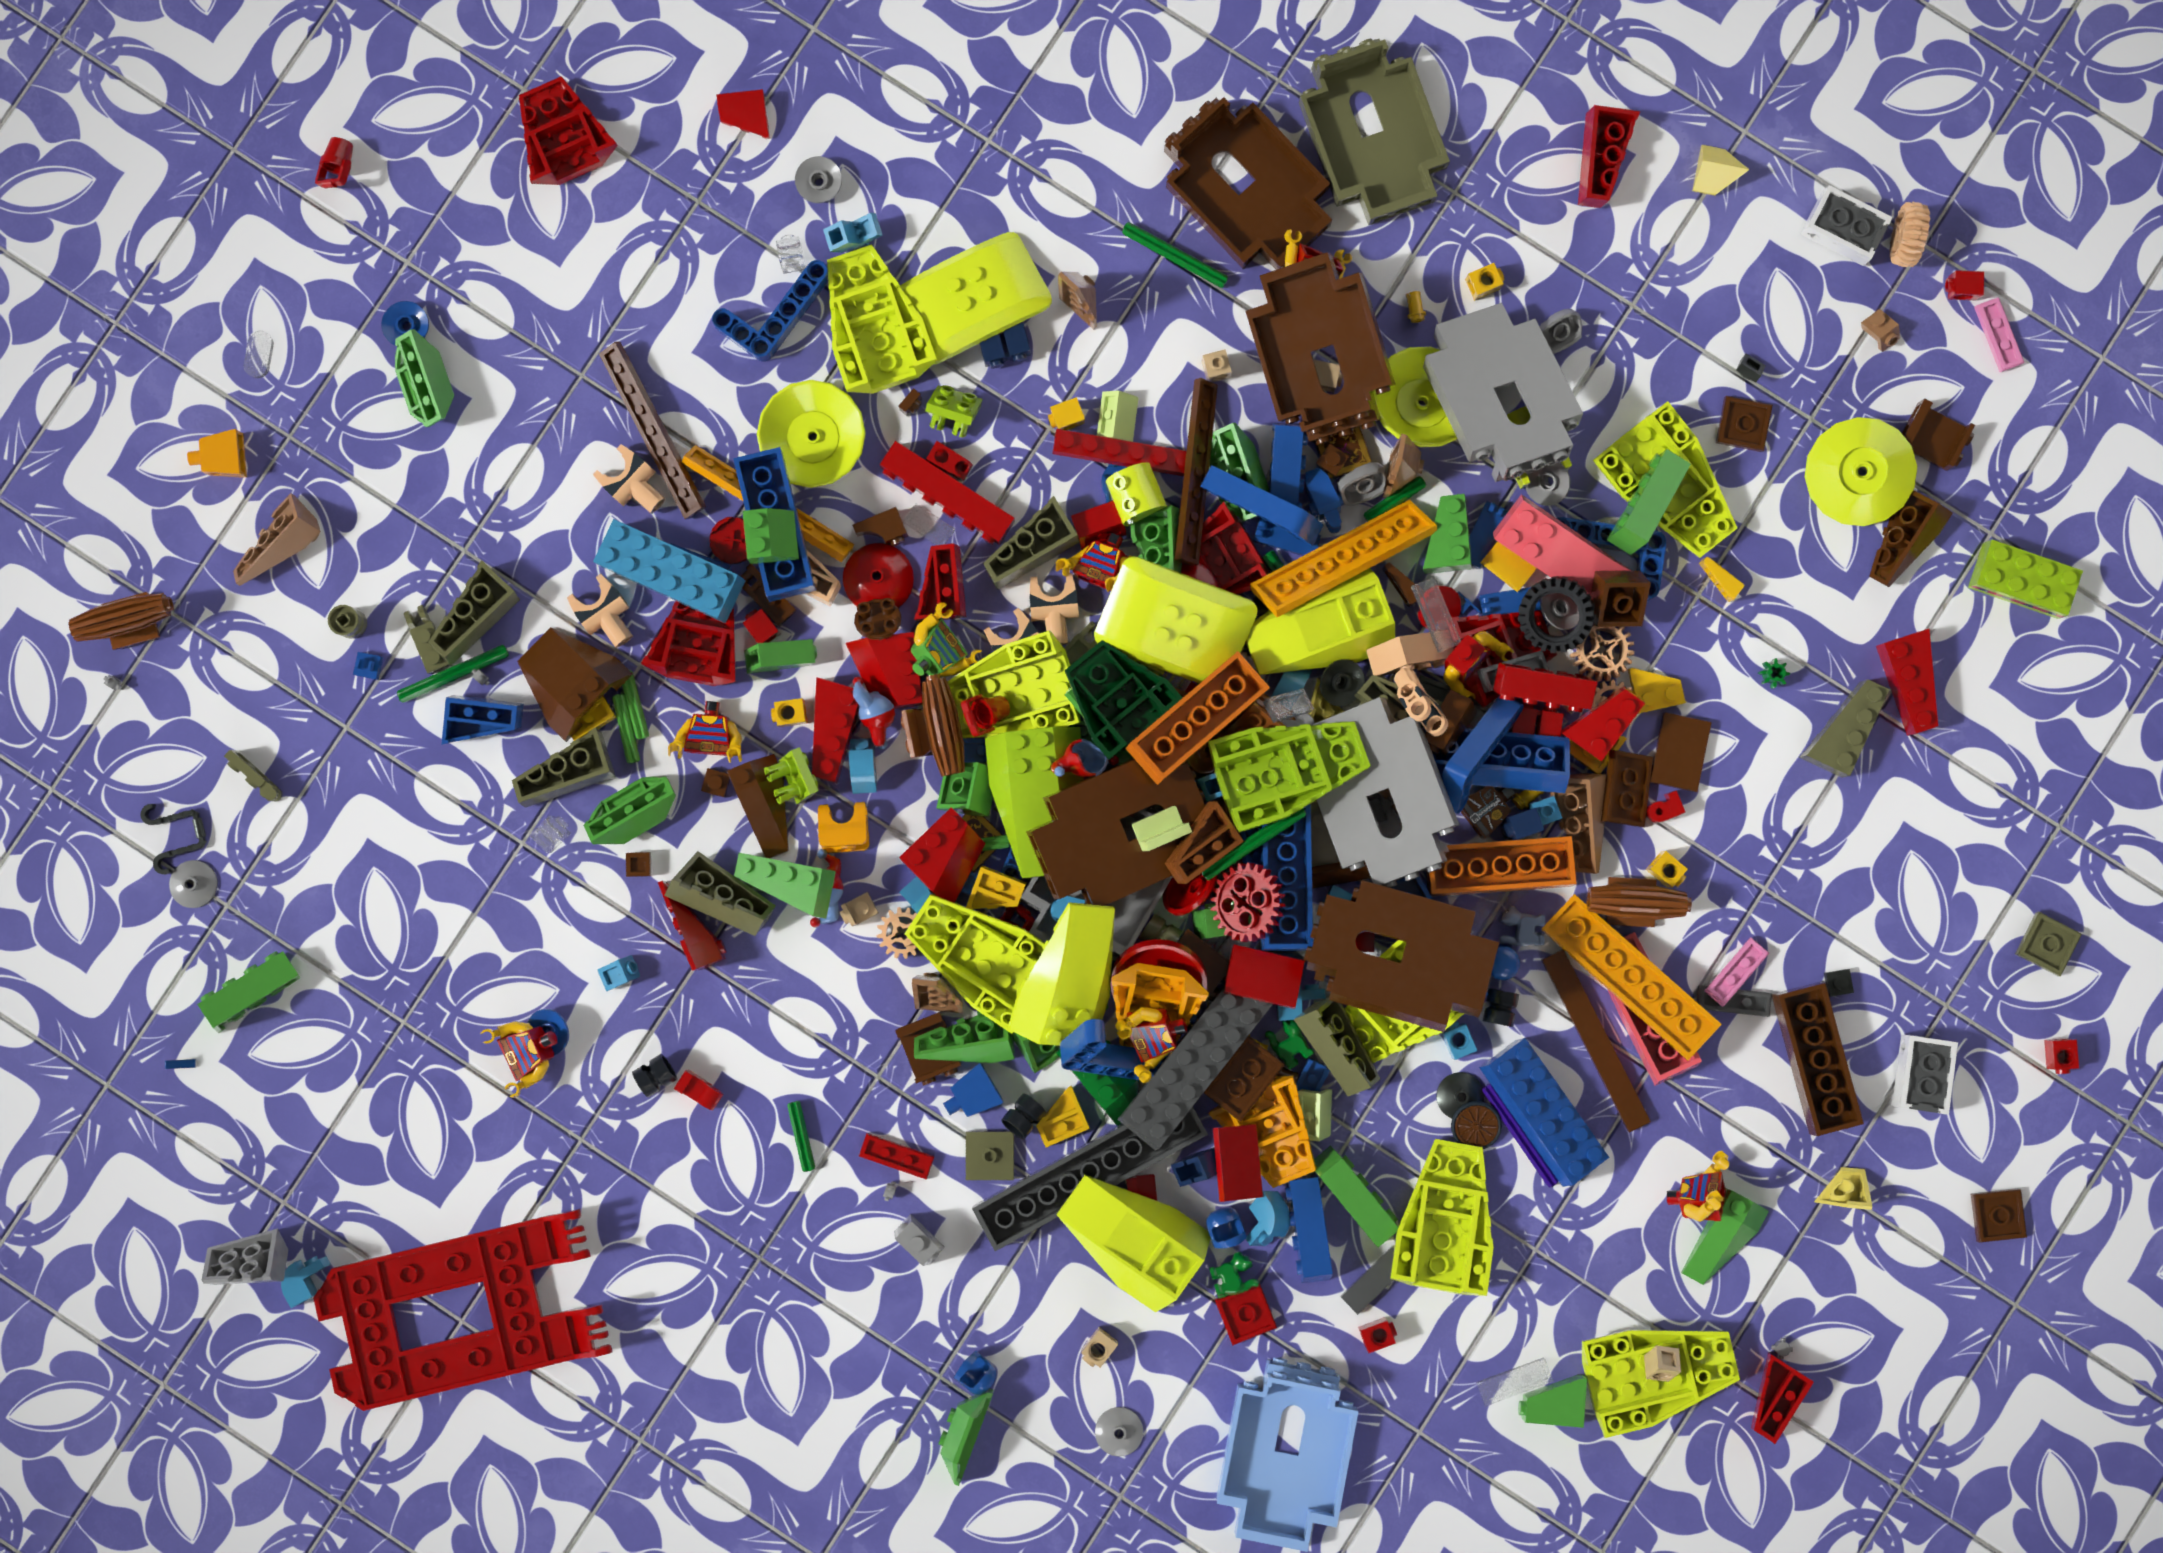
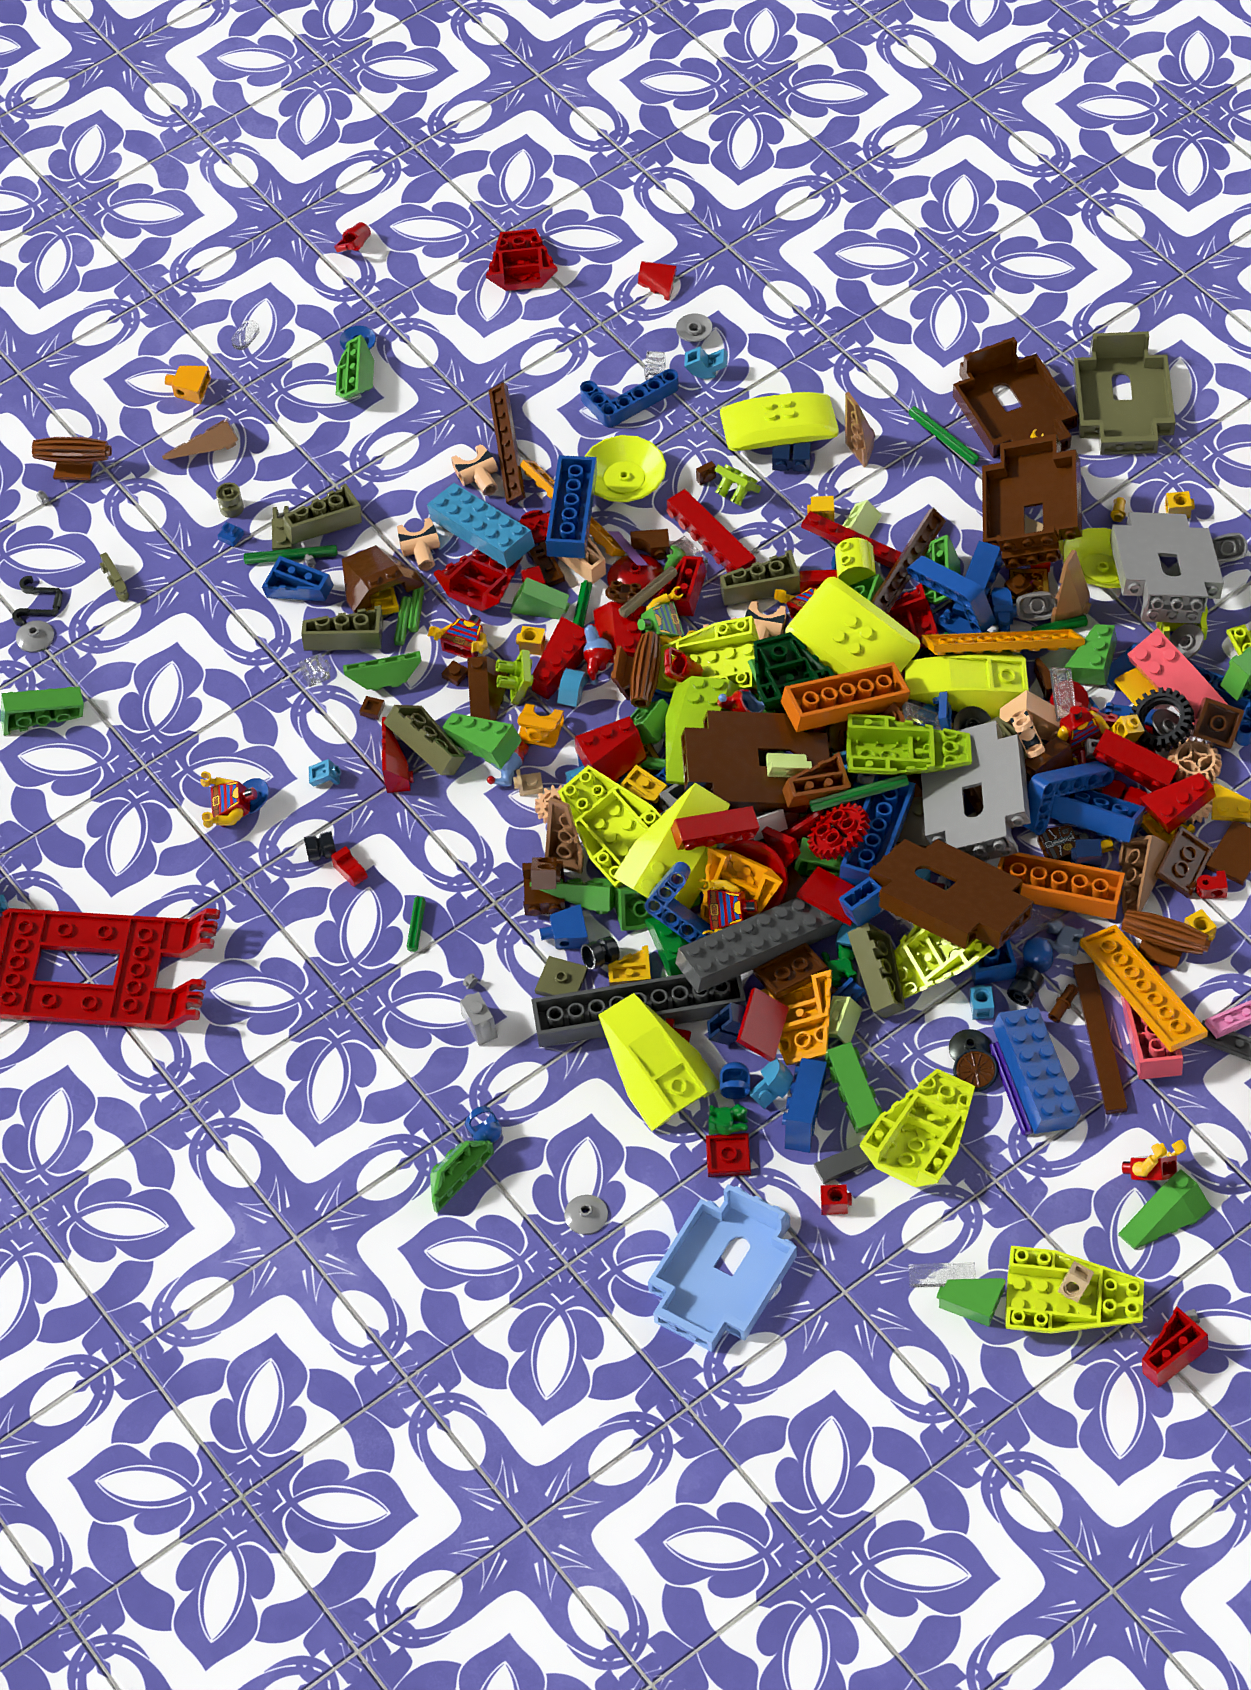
camera: 20 degrees right, 30 degrees down
(770, 535) = (564, 501): bright green slope -> none
(830, 640) = (582, 603): none -> green axle
(856, 545) = (627, 548): none -> medium lavender sticker
(874, 325) = (698, 420): neon yellow wedge -> none
(896, 1156) = (486, 960): red tile -> none
(908, 616) = (648, 591): none -> dark tan axle
(922, 543) = (675, 557): none -> bright green hair
(928, 1045) = (545, 873): none -> reddish brown brick
(949, 461) = (721, 513): red leg -> none
(1102, 1337) = (598, 1133): tan brick -> none
(1112, 954) = (715, 828): none -> red brick
(1157, 904) = (774, 820): none -> white tile
(1181, 932) = (782, 844): none -> red panel
(1216, 366) = (949, 505): tan brick -> none
(1305, 993) = (862, 902): none -> blue torso
(1306, 674) = (944, 709): none -> blue hinge
(1523, 646) = (1128, 727): none -> yellow brick
(1546, 1011) = (1063, 1003): none -> reddish brown axle
(1547, 810) = (1111, 857): dark azure brick -> none

